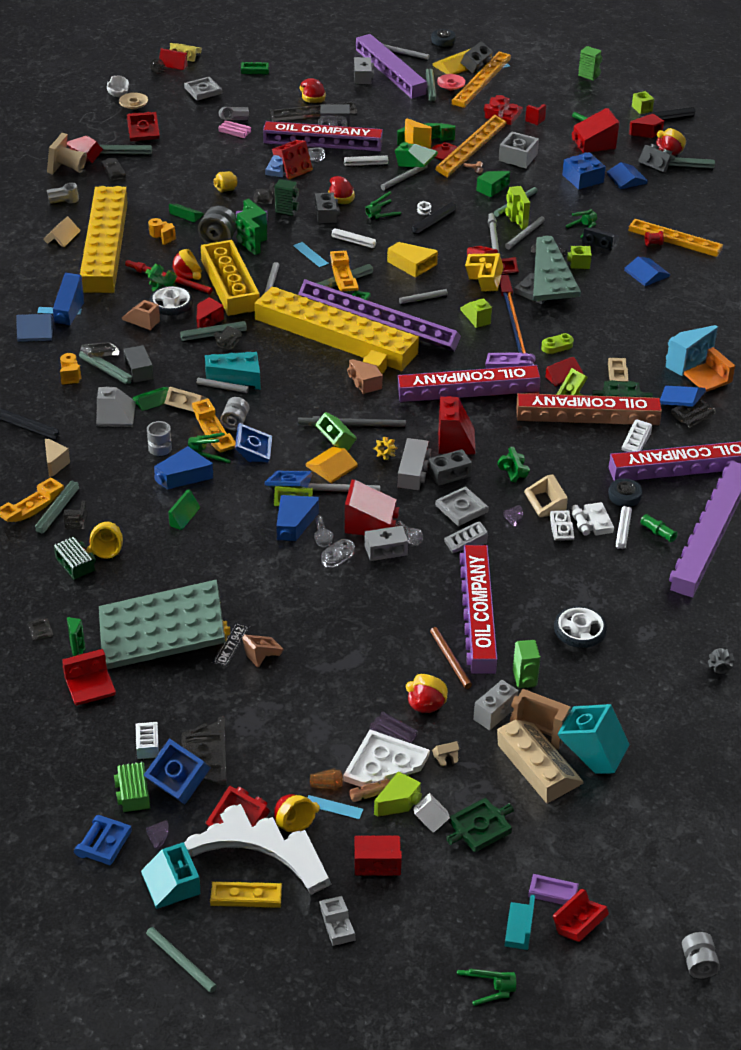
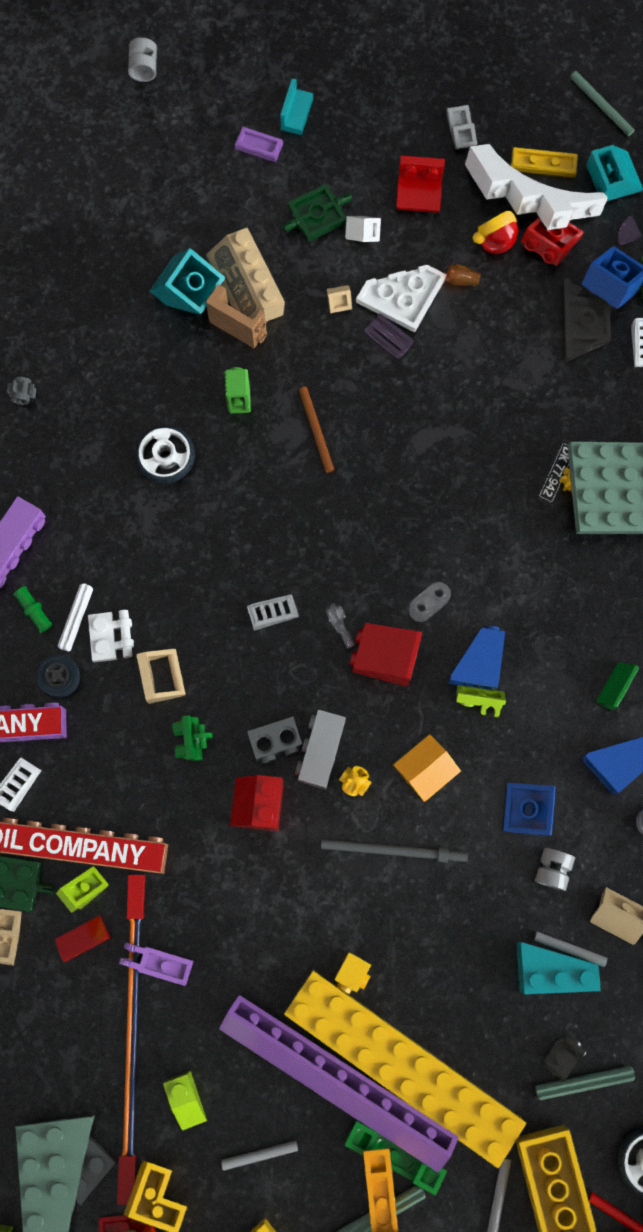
camera: 175 degrees left, 35 degrees up
(199, 443) = (603, 807): green plant -> none
(209, 313) = (596, 1119): red slope -> none
(210, 424) = (581, 846): light orange slope -> none
(259, 646) = (525, 446): nougat slope -> none
(289, 479) = (485, 726): blue slope -> none
(322, 536) = (445, 629): clear plate -> none
(336, 431) = (419, 815): bright green brick -> none
(336, 487) = (415, 718): light grey bar -> none
(336, 807) = (456, 253): medium azure sticker -> none
(365, 375) = (367, 944): nougat slope -> none
(368, 790) = (413, 264): nougat axle -> none
(386, 543) = (381, 598): light grey brick -> none
(398, 795) = (393, 248): lime slope -> none
(426, 693) = (351, 366): red piece -> none
(461, 506) = (269, 668): light grey plate -> none
(468, 383) = (224, 912): brick -> none
(479, 609) = (274, 493): brick -> none
(494, 705) = (278, 349): light grey brick -> none
(503, 981) = (320, 55): green plant -> none
(514, 515) = (205, 650): clear purple tile -> none
(557, 343) = (76, 1013): lime plate -> none
(561, 525) = (151, 625): white slope -> none
(579, 916) = (240, 106): red bracket -> none

